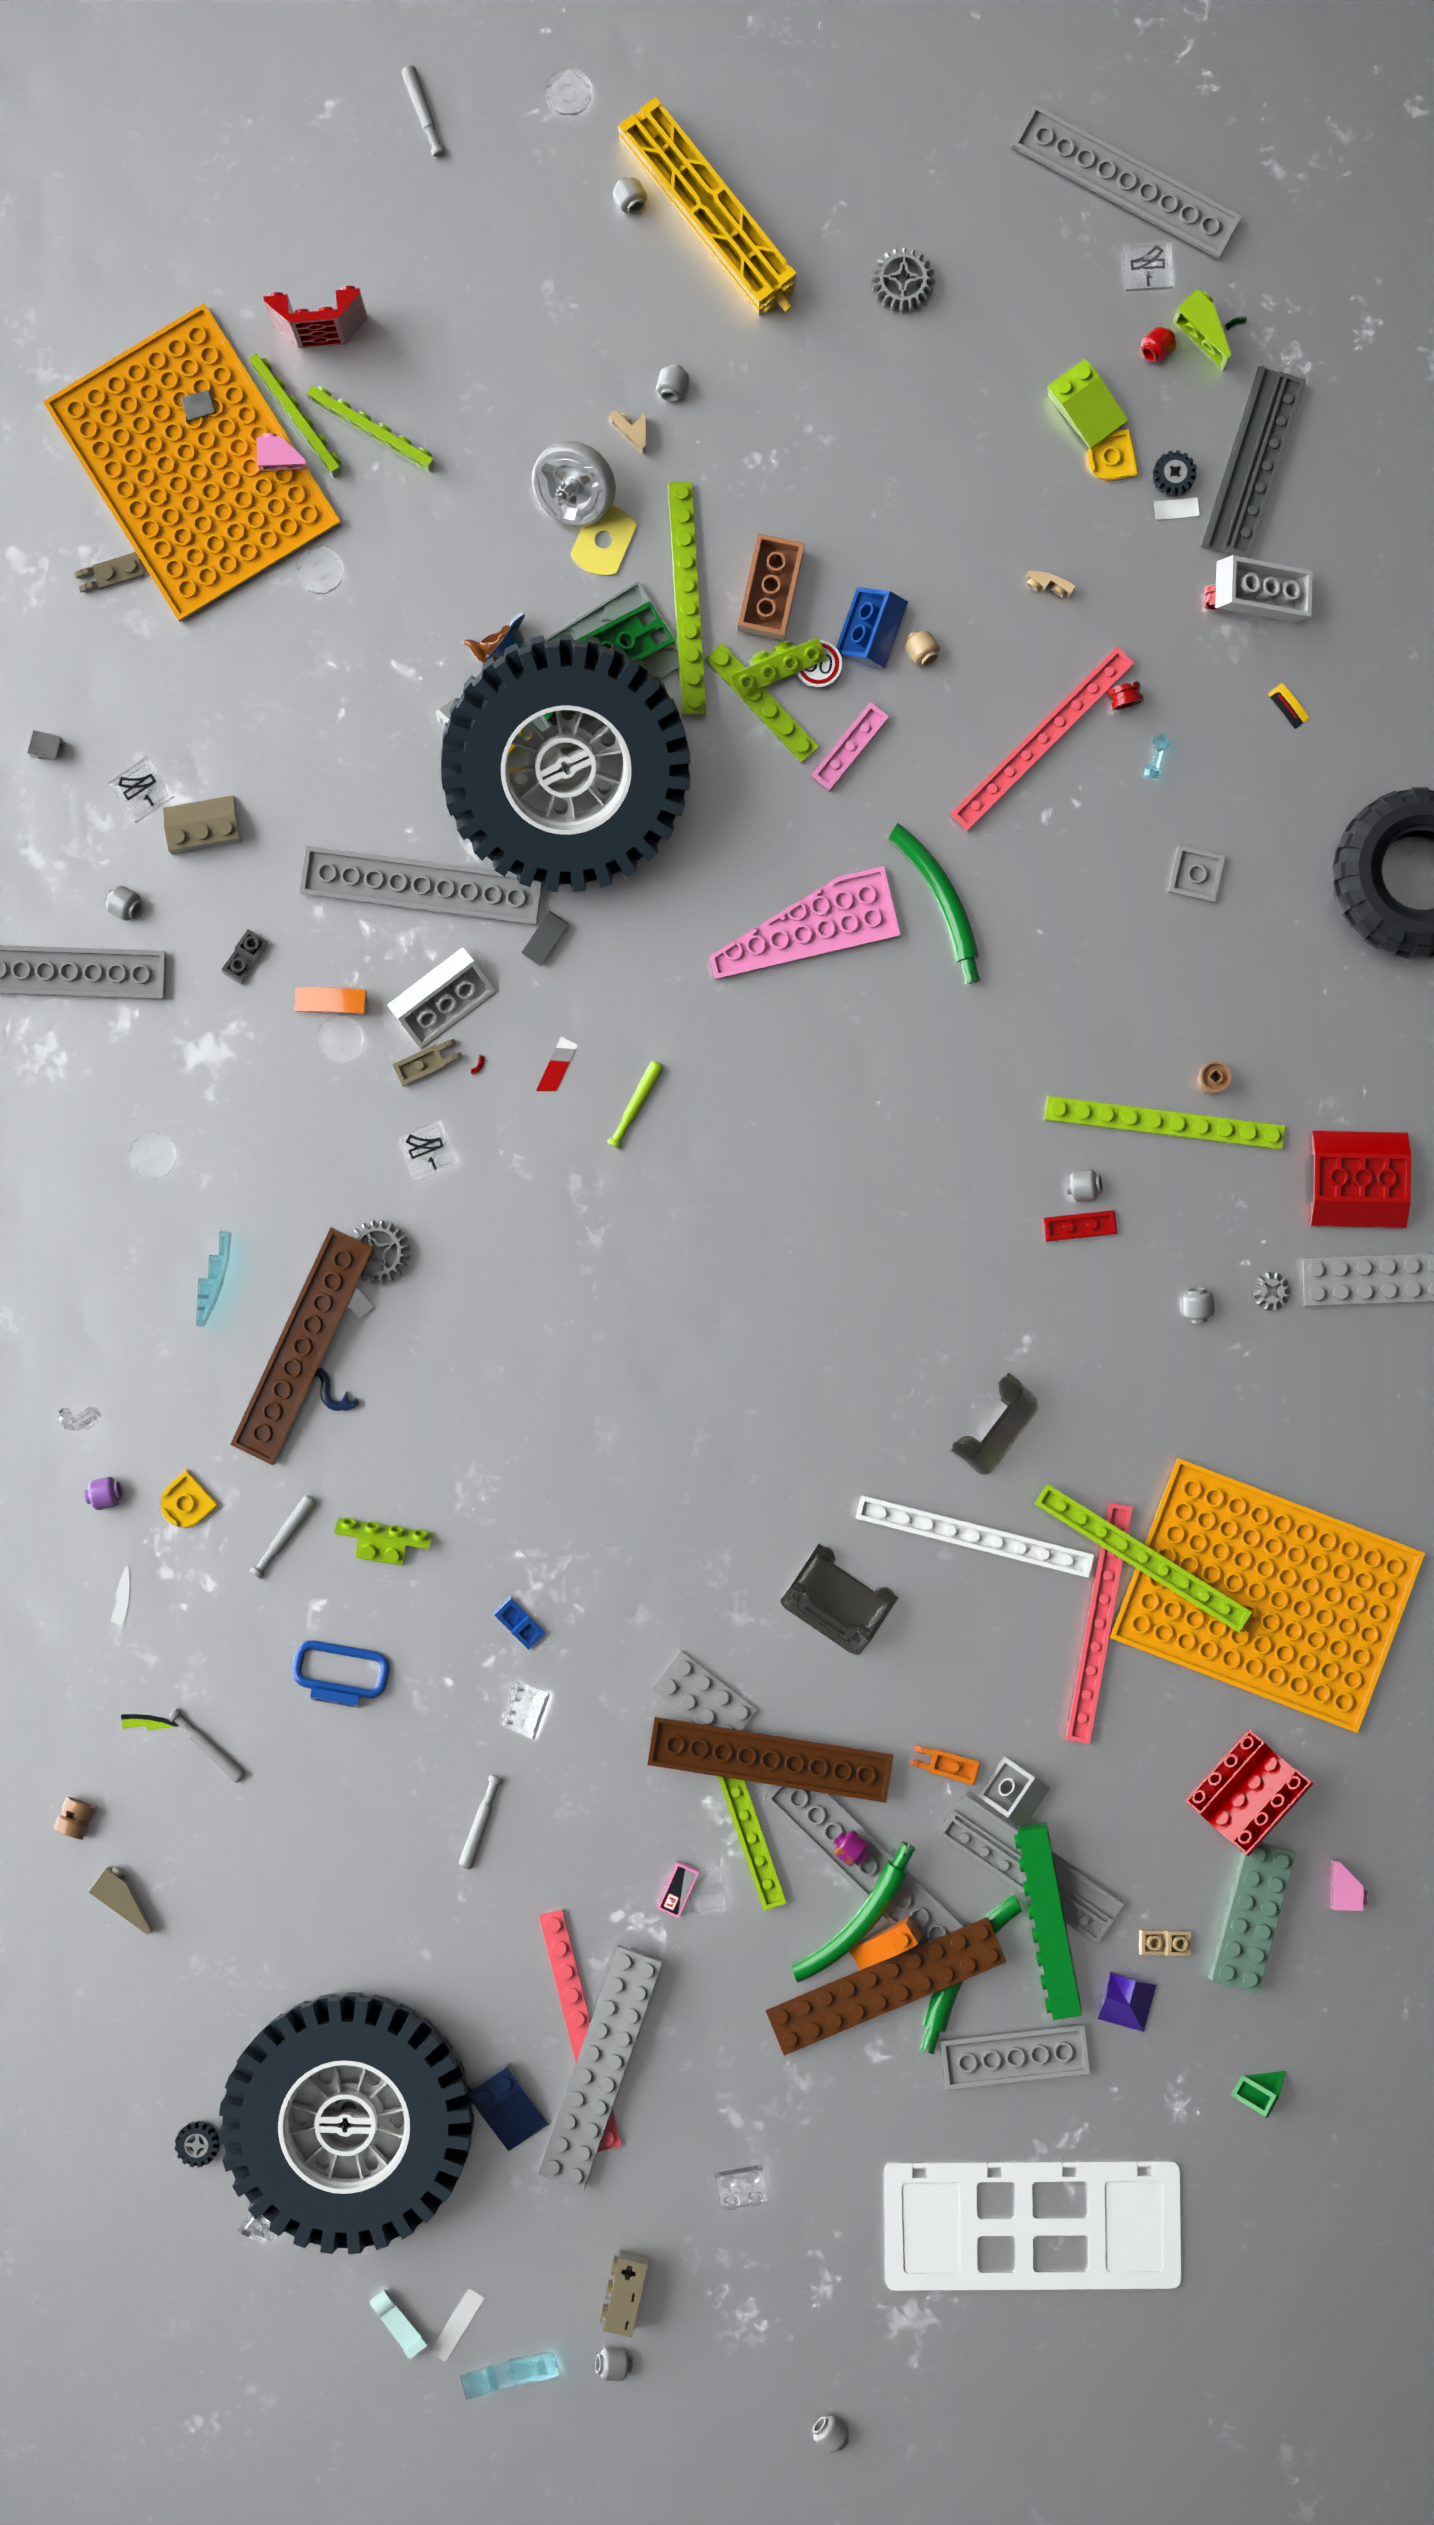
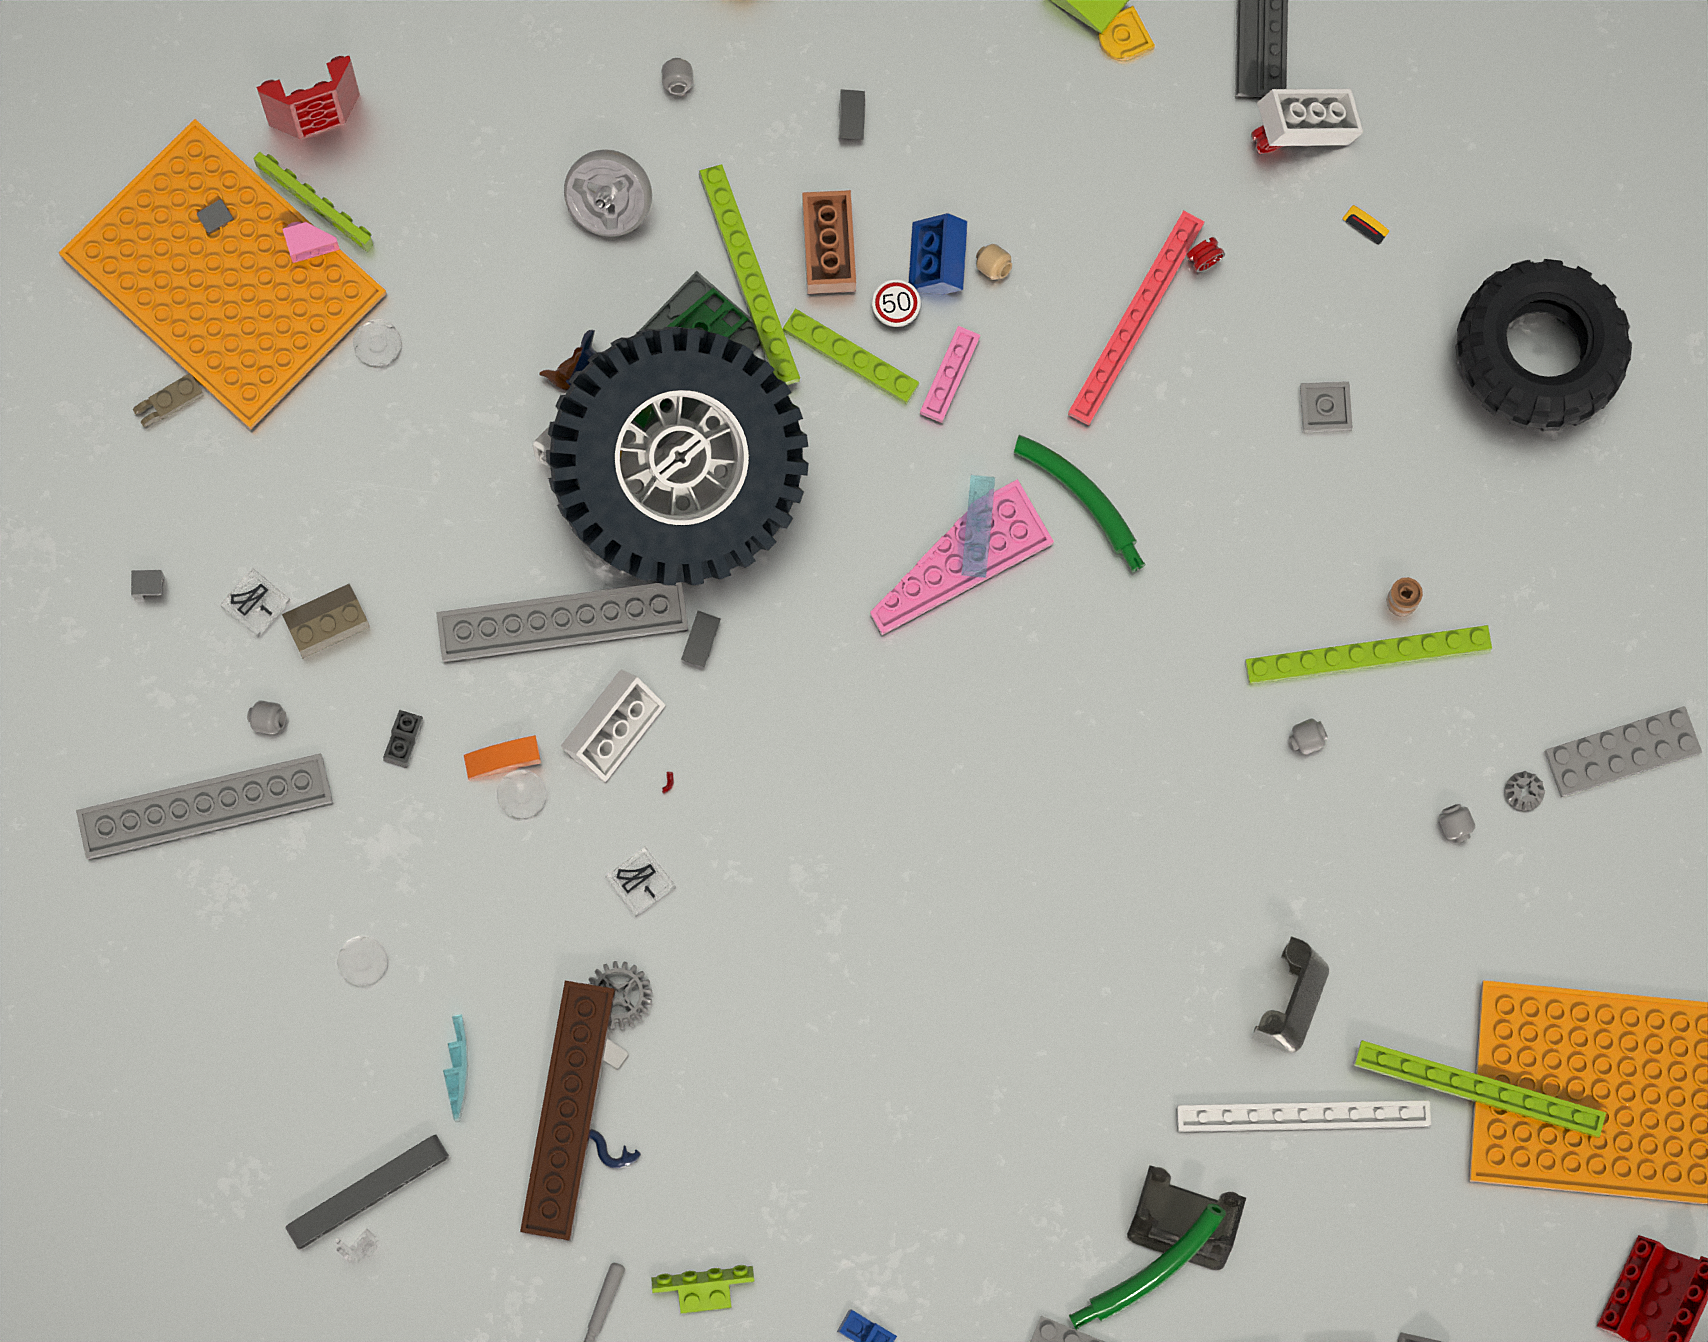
camera: 20 degrees left, 10 degrees down
(101, 1369) = (367, 1192): none -> dark grey beam
(103, 1493) = (402, 1318): medium lavender head -> none
(186, 1501) = (490, 1304): yellow tile -> none
(379, 432) = (384, 192): lime plate -> none
(424, 1063) = (614, 794): dark tan hinge -> none
(557, 1065) = (748, 762): sticker -> none
(604, 560) = (657, 261): light yellow piece -> none
(633, 433) = (652, 133): tan slope -> none
(642, 1092) = (840, 767): lime piece -> none
(777, 664) = (857, 313): lime bracket -> none
(793, 1644) = (1155, 1274): none -> green animal
(828, 465) = (852, 114): none -> dark grey slope
(832, 902) = (978, 526): none -> clear light blue slope
(1041, 580) = (1090, 168): tan slope -> none
(1080, 1226) = (1315, 778): red tile -> none
(1097, 1633) = (1456, 1181): coral plate -> none
(1159, 744) = (1252, 294): clear light blue bar -> none
(1168, 480) = (1187, 43): black wheel -> none
(1176, 508) = (1200, 68): white sticker -> none
(1361, 1179) = (1579, 657): red slope -> none

